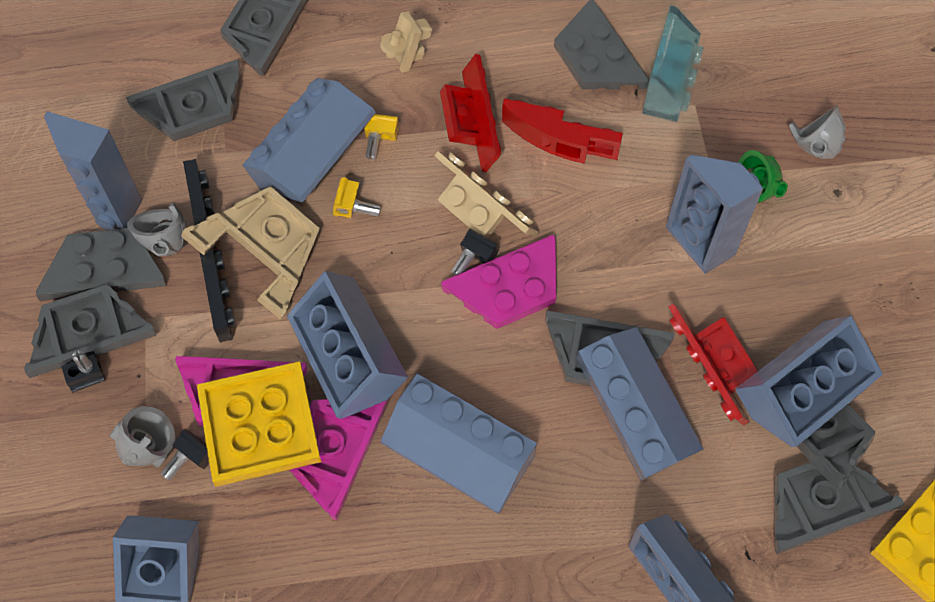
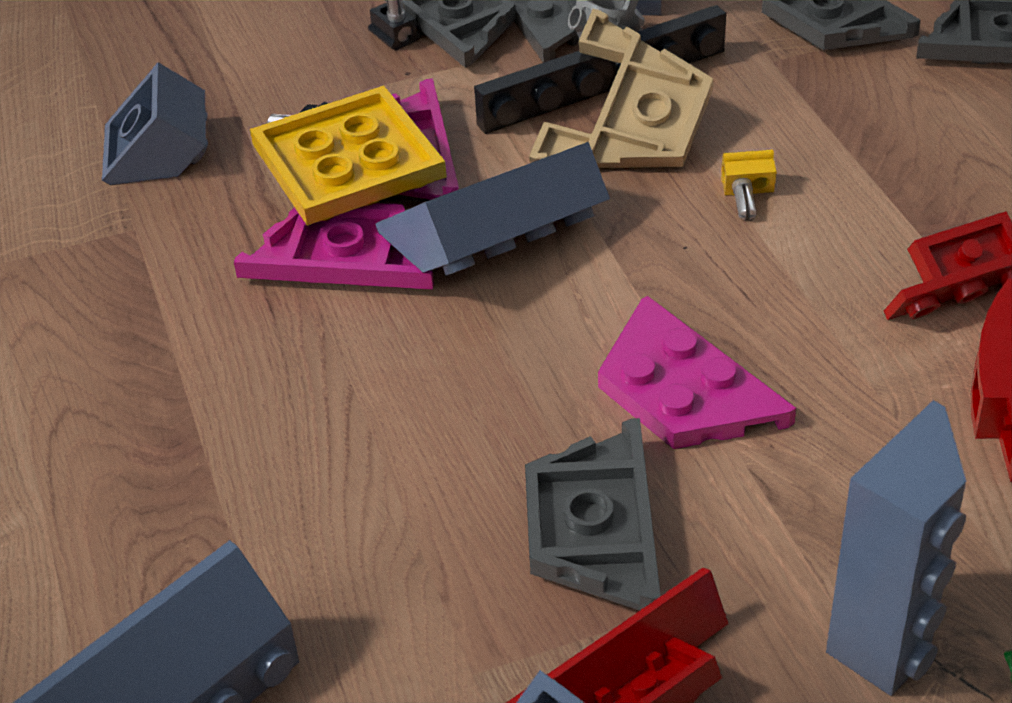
camera: 80 degrees right, 20 degrees down
(144, 437) = (310, 74): light grey helmet -> none
(308, 139) = (818, 98): sand blue slope -> none
(378, 128) = (890, 176): yellow piece -> none
(458, 443) = (380, 370): sand blue slope -> none
(475, 203) = (817, 310): tan bracket -> none
(475, 246) = (726, 324): black piece -> none
(638, 402) = (491, 552): sand blue slope -> none

